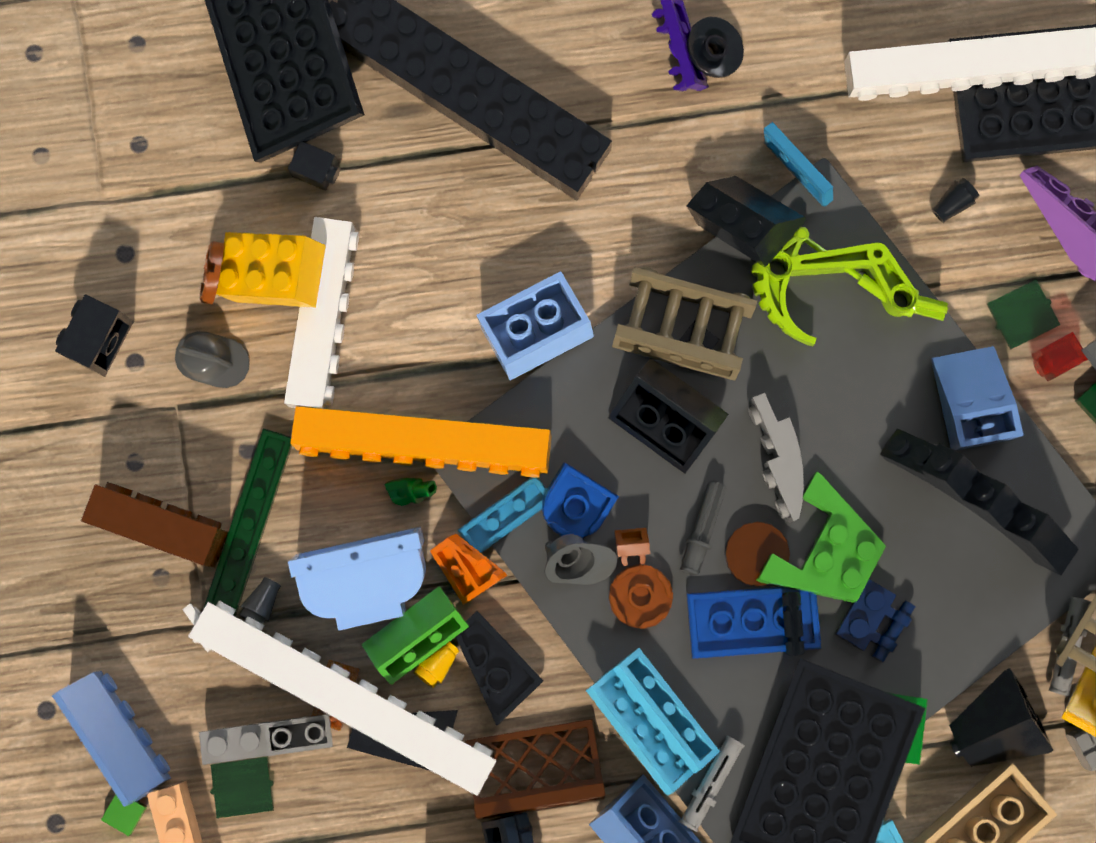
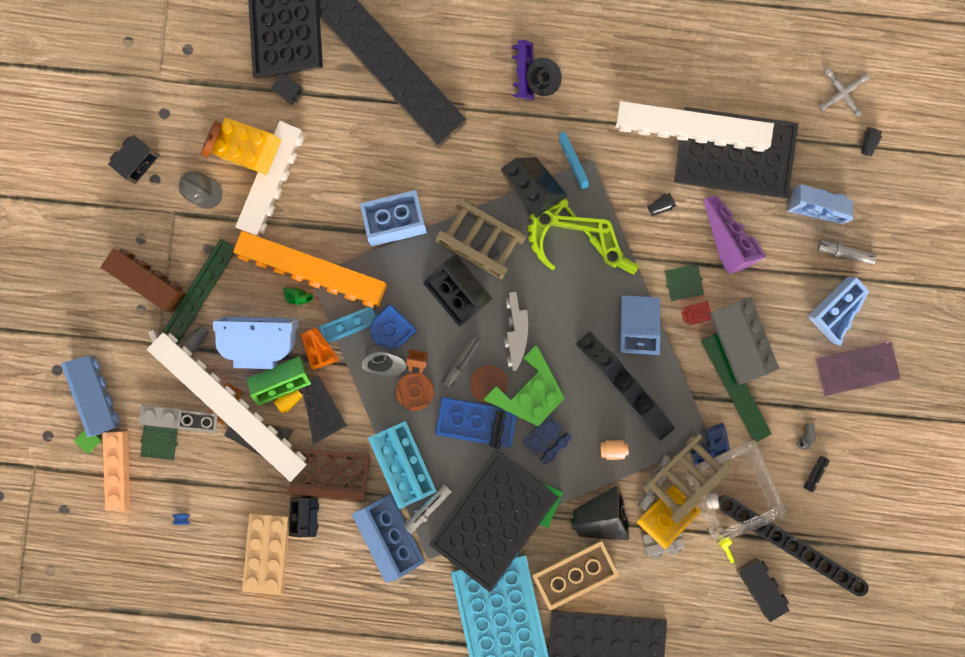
camera: 15 degrees right, 5 degrees up
(989, 609) = (613, 449): none -> light nougat brick

